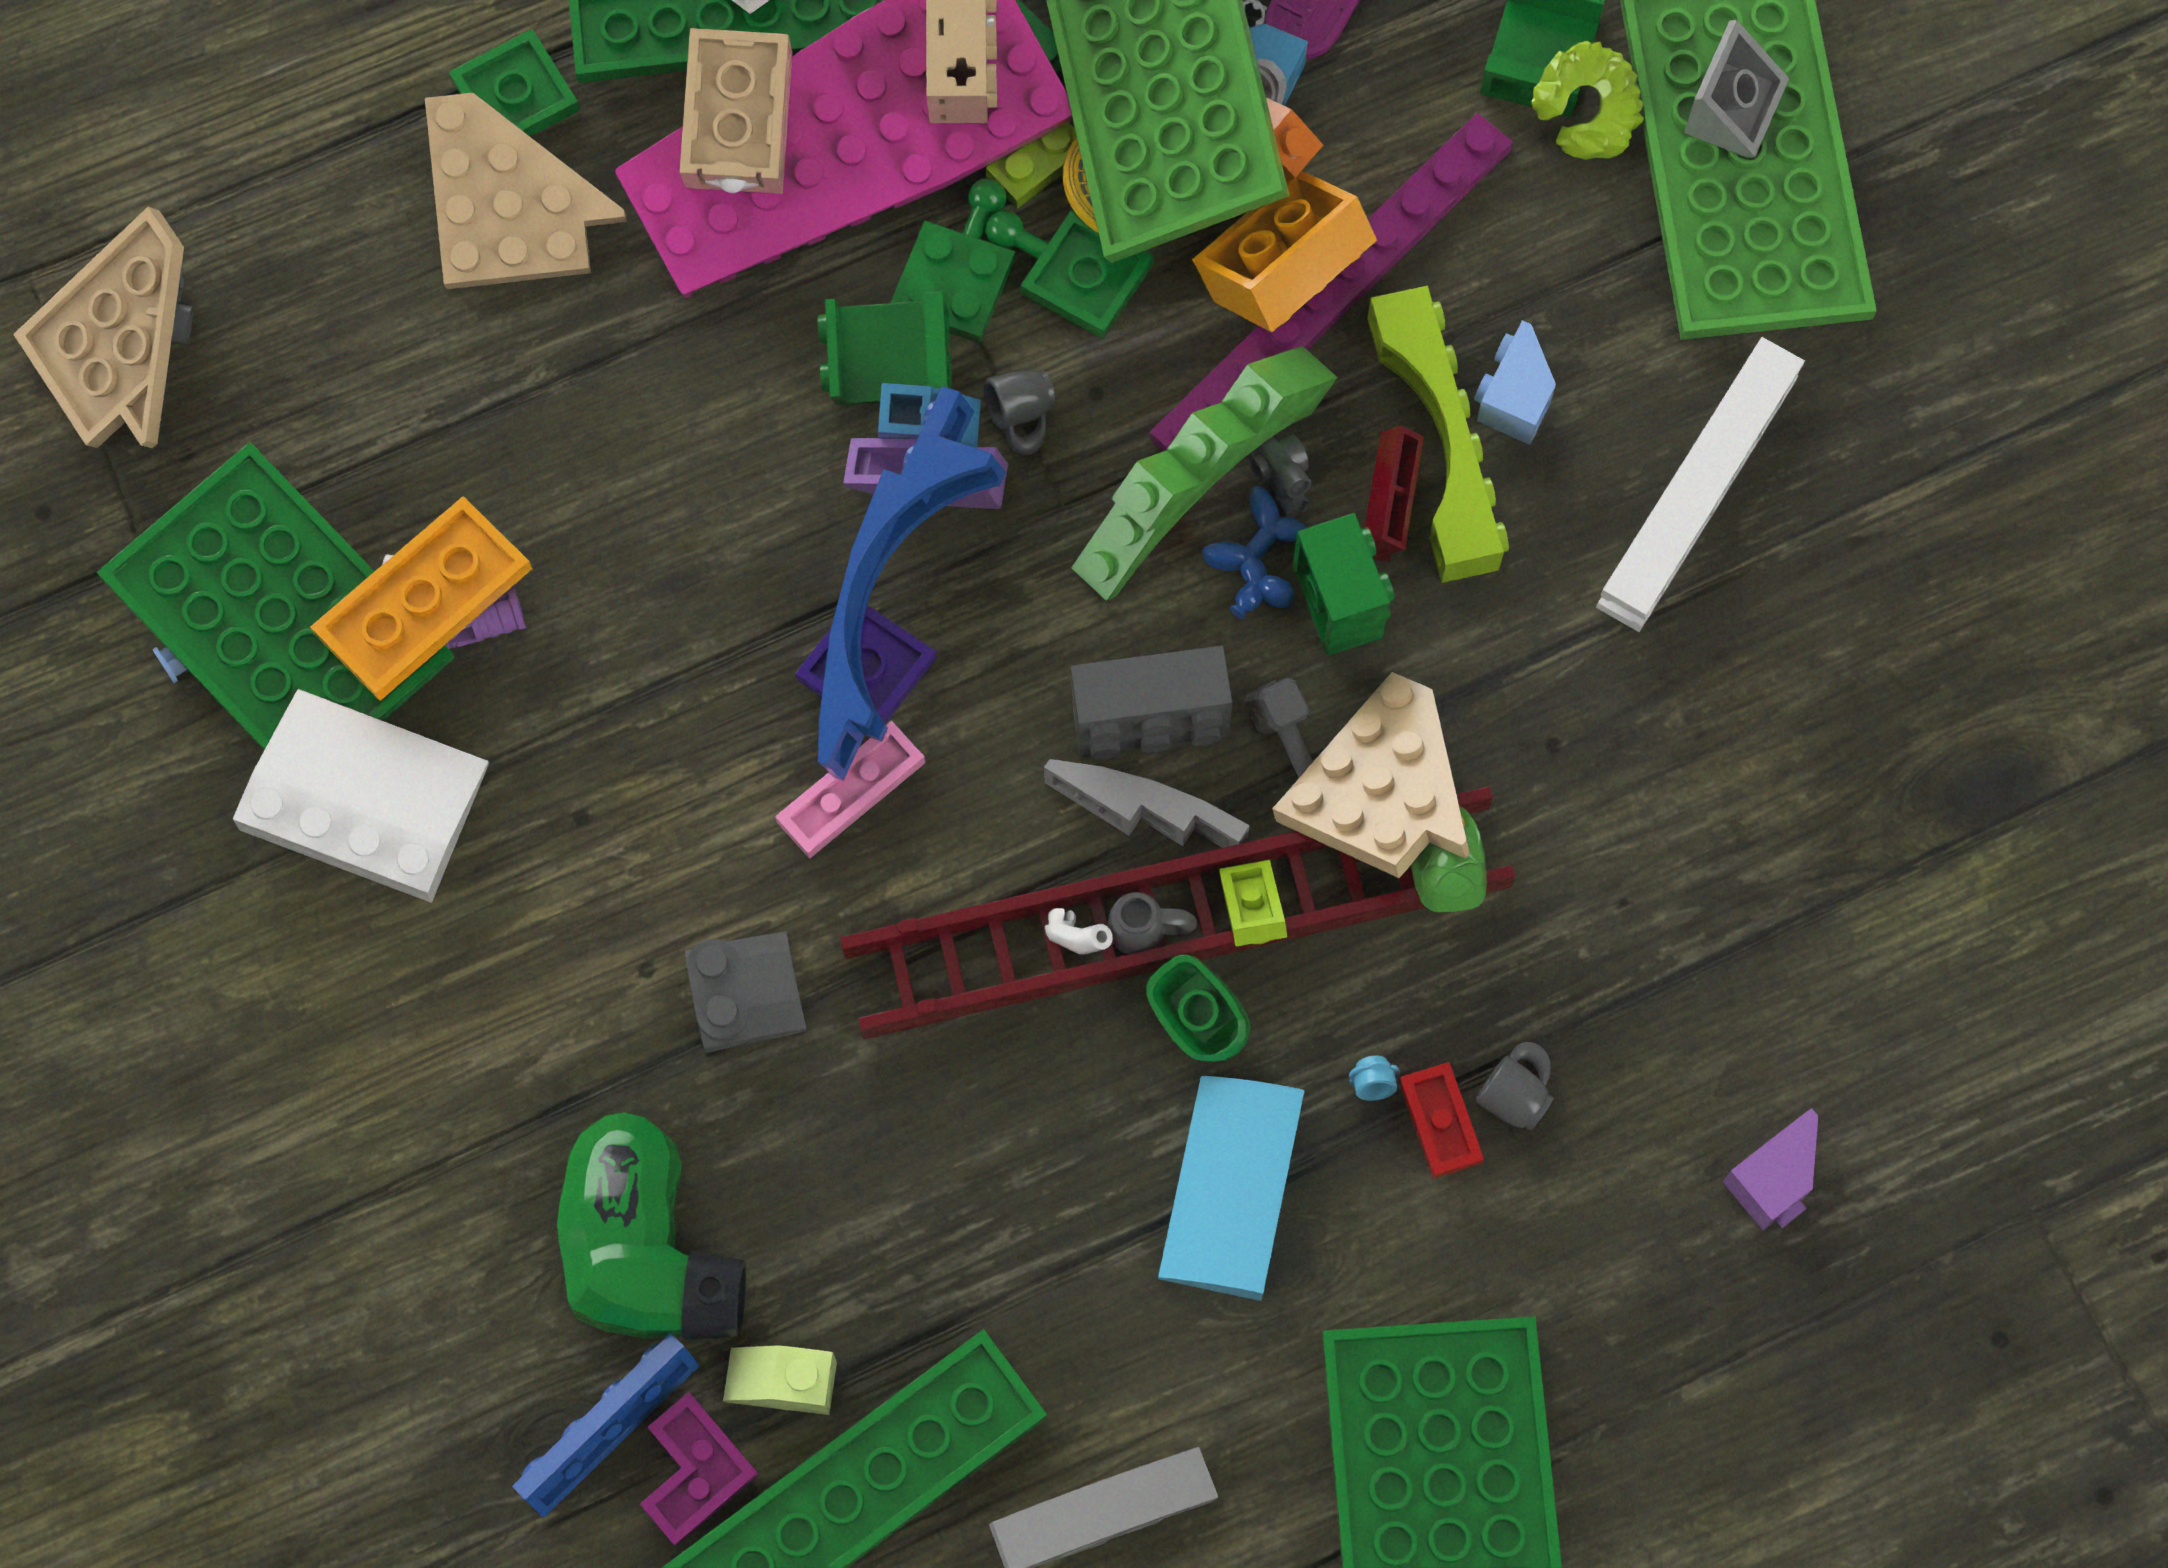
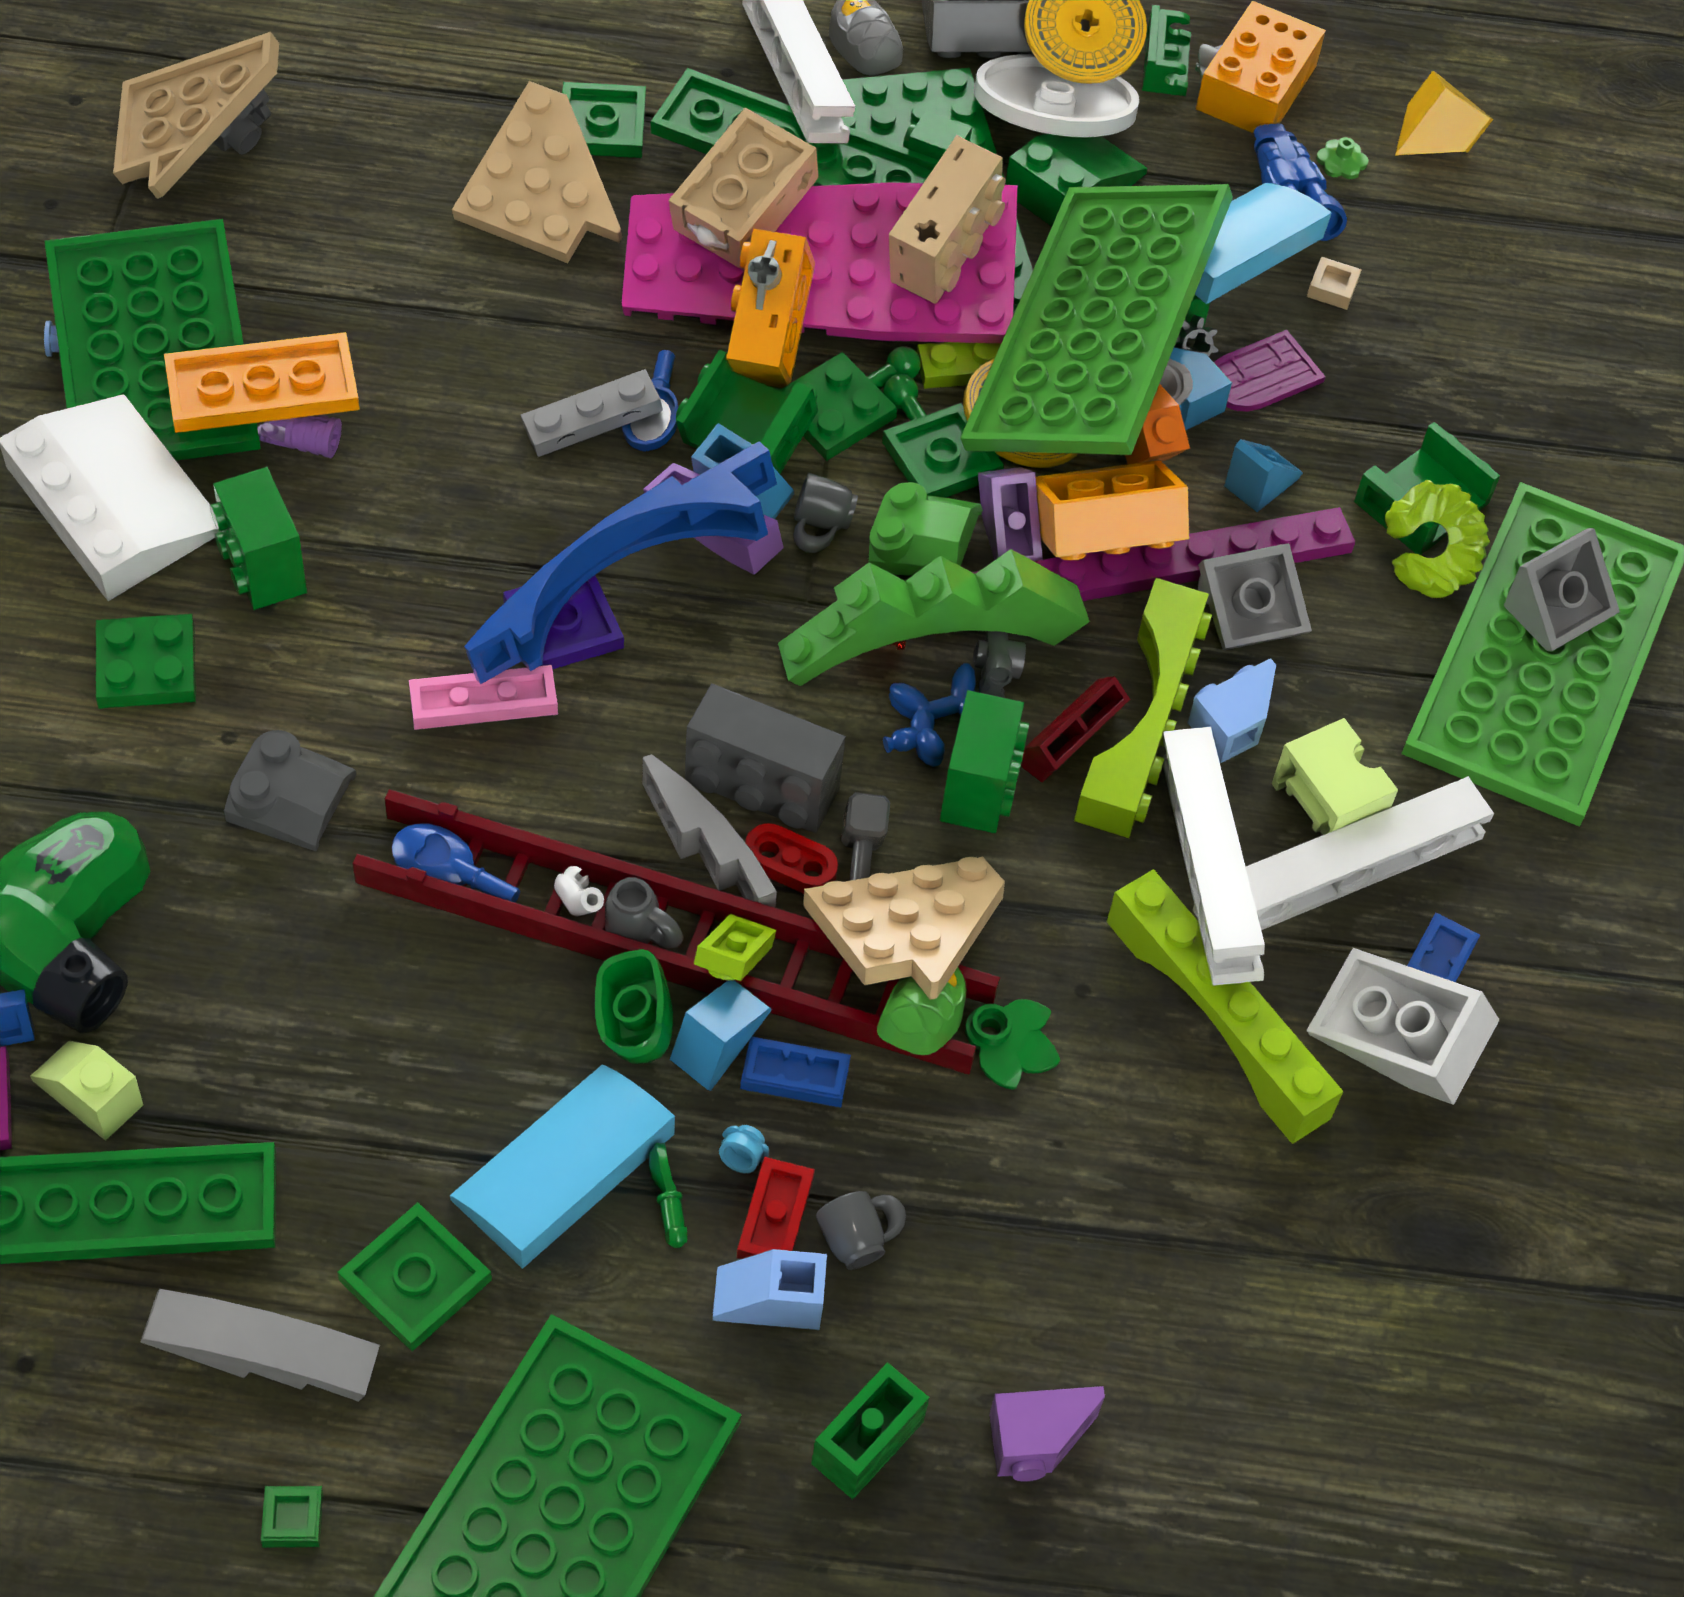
camera: 25 degrees right, 15 degrees down
(516, 943) = (145, 661): none -> green plate
(540, 762) = (258, 538): none -> green brick
(738, 430) = (591, 412): none -> light grey plate
(789, 390) = (658, 428): none -> blue piece
(844, 227) = (770, 306): none -> light orange piece
(934, 971) = (446, 858): none -> blue piece
(1128, 374) = (919, 528): none -> bright green slope
(1184, 1369) = (414, 1276): none -> green plate
(1193, 304) = (1011, 511): none -> medium lavender slope
(1229, 776) = (793, 857): none -> red plate
(1287, 988) = (717, 1032): none -> dark azure slope
(1345, 1164) = (670, 1198): none -> green piece
(1370, 980) = (795, 1071): none -> blue plate
(1385, 119) = (1259, 474): none -> dark azure slope
(1463, 259) = (1254, 596): none -> light grey slope
(1488, 1193) = (772, 1290): none -> light blue slope
(1535, 833) = (1018, 1044): none -> green plate
(1601, 558) = (1213, 857): none -> white piece
(1650, 416) = (1330, 781): none -> yellowish green piece
(1650, 1265) = (869, 1430): none -> green brick
(1760, 717) = (1279, 1067): none -> lime arch
(1836, 540) = (1444, 948): none -> blue plate
(1845, 613) = (1405, 1024): none -> white slope

